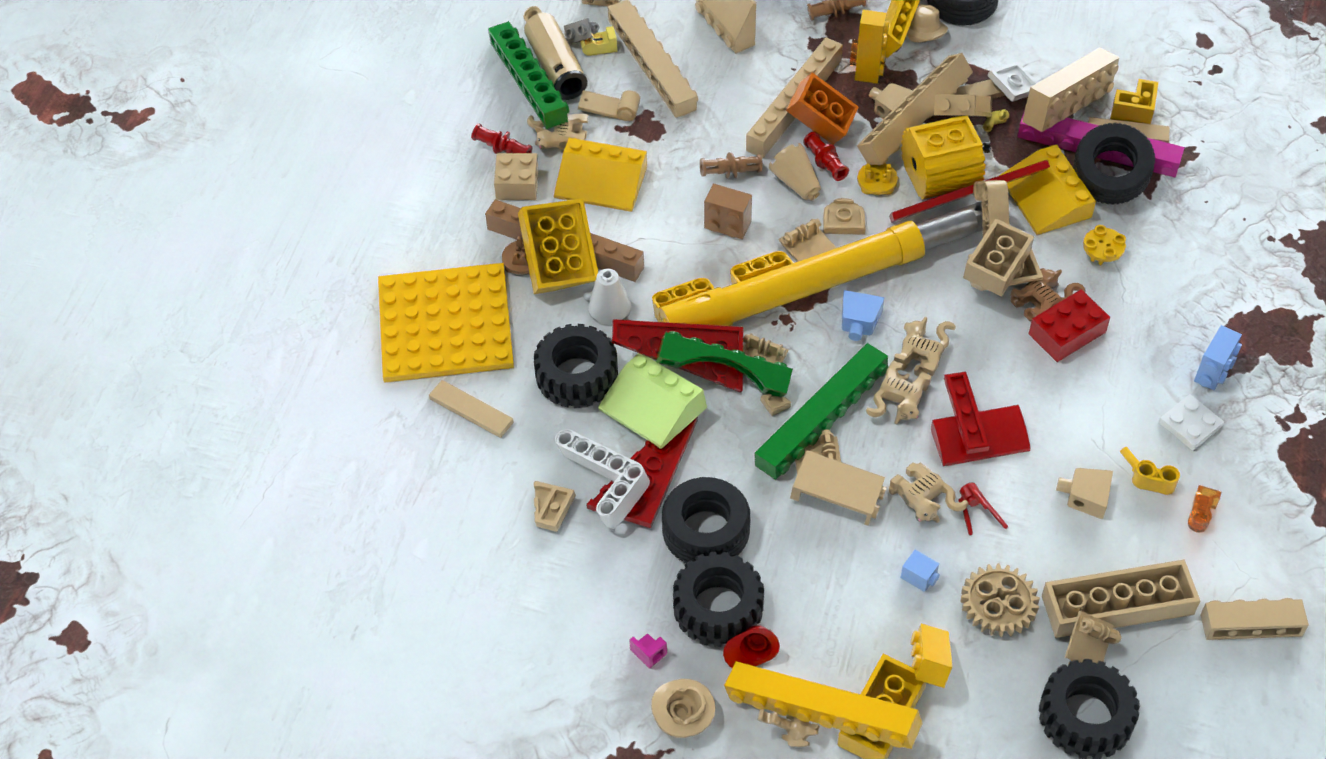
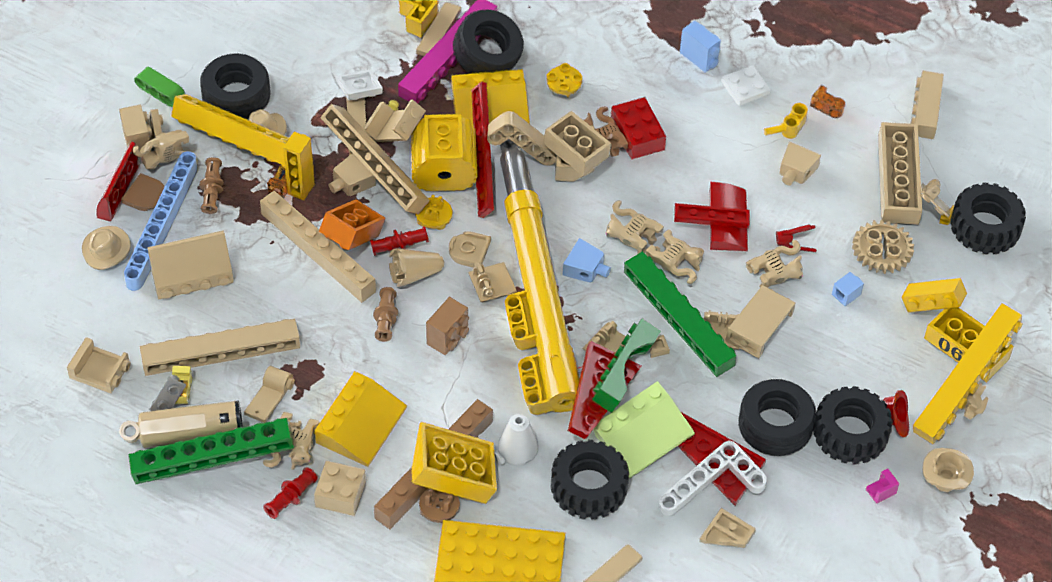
camera: 80 degrees left, 0 degrees up
(1070, 89) = (400, 44): tan brick -> none

